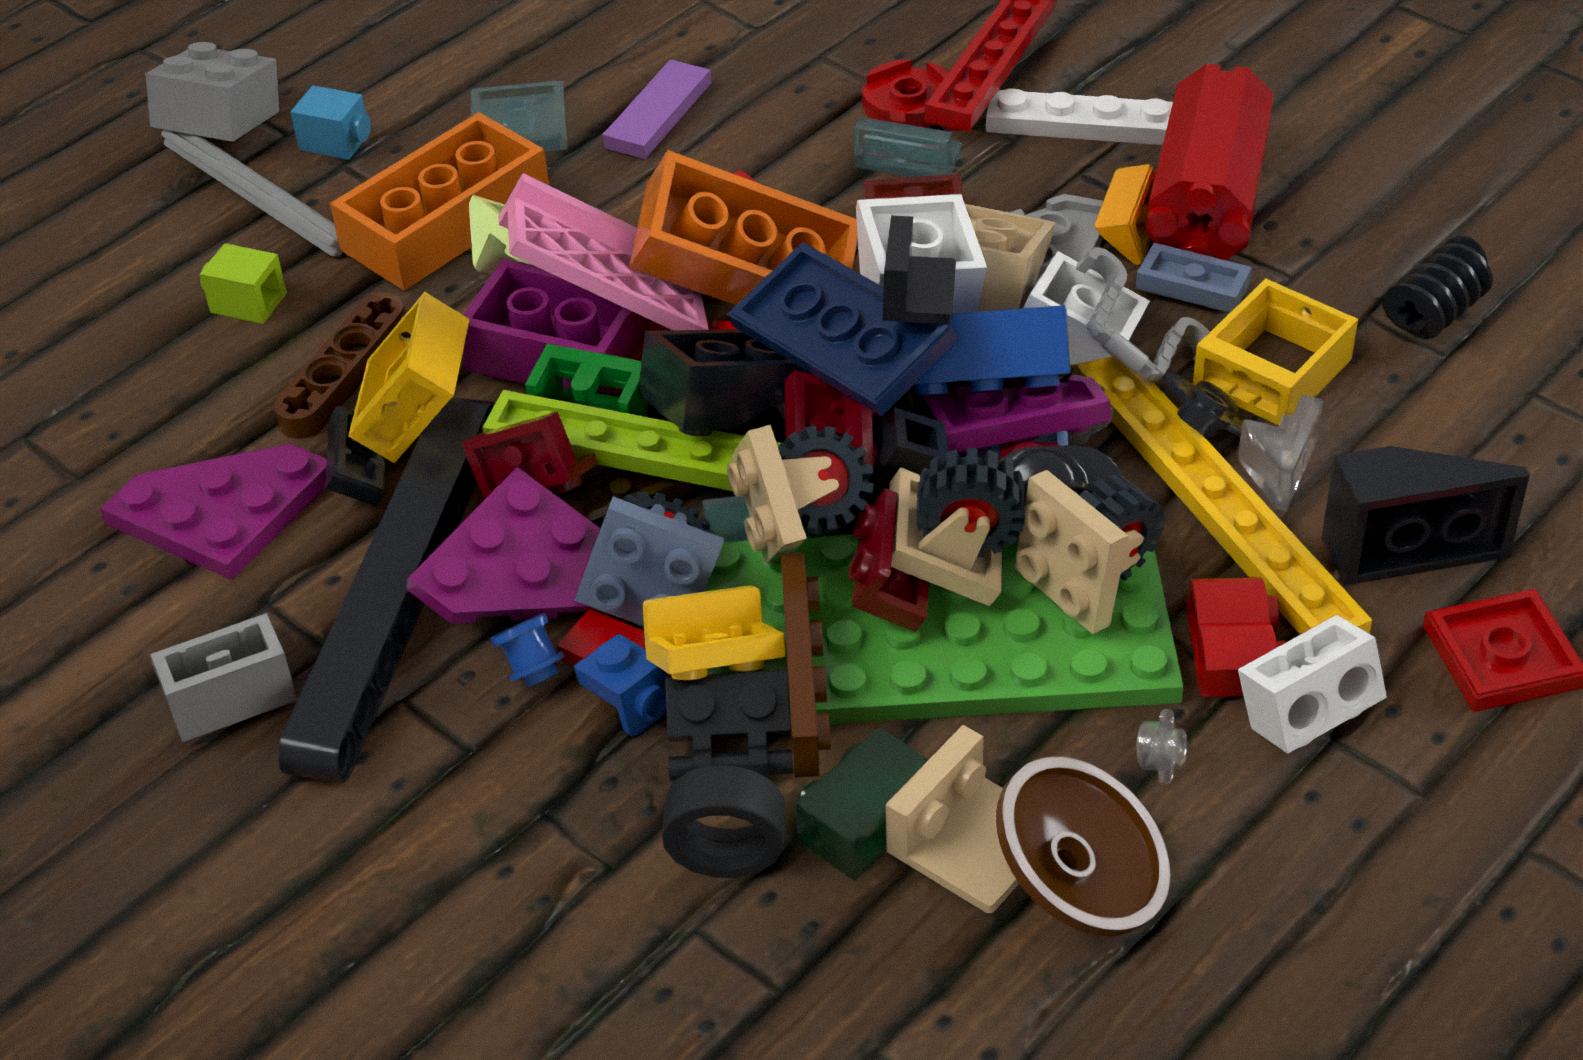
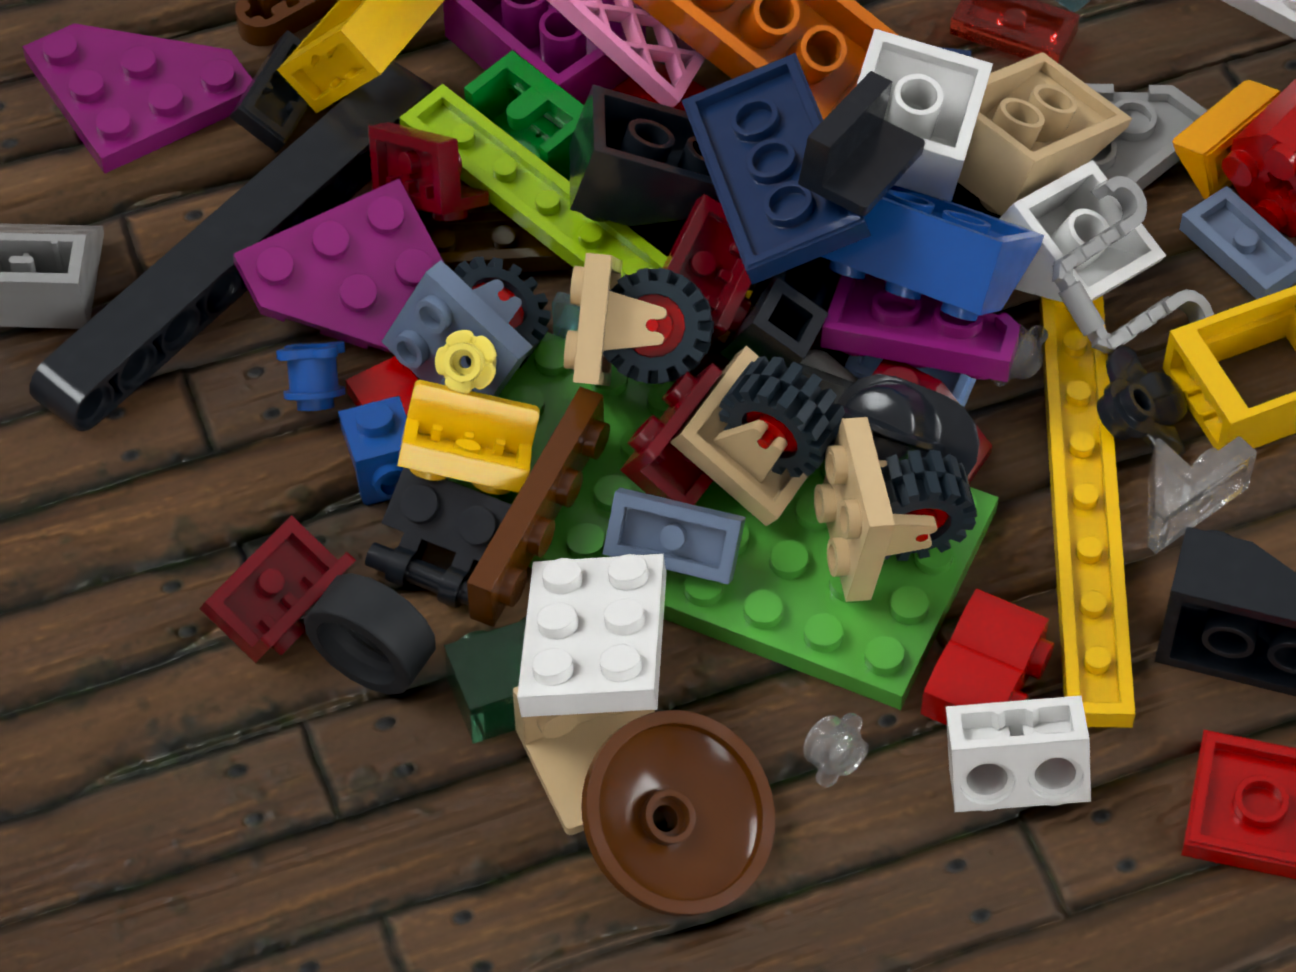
camera: 25 degrees right, 10 degrees up
(611, 830) = (273, 589): none -> dark red bracket
(676, 583) = (482, 357): none -> light yellow plate
(927, 734) = (593, 635): none -> white plate
(928, 638) = (690, 536): none -> sand blue plate

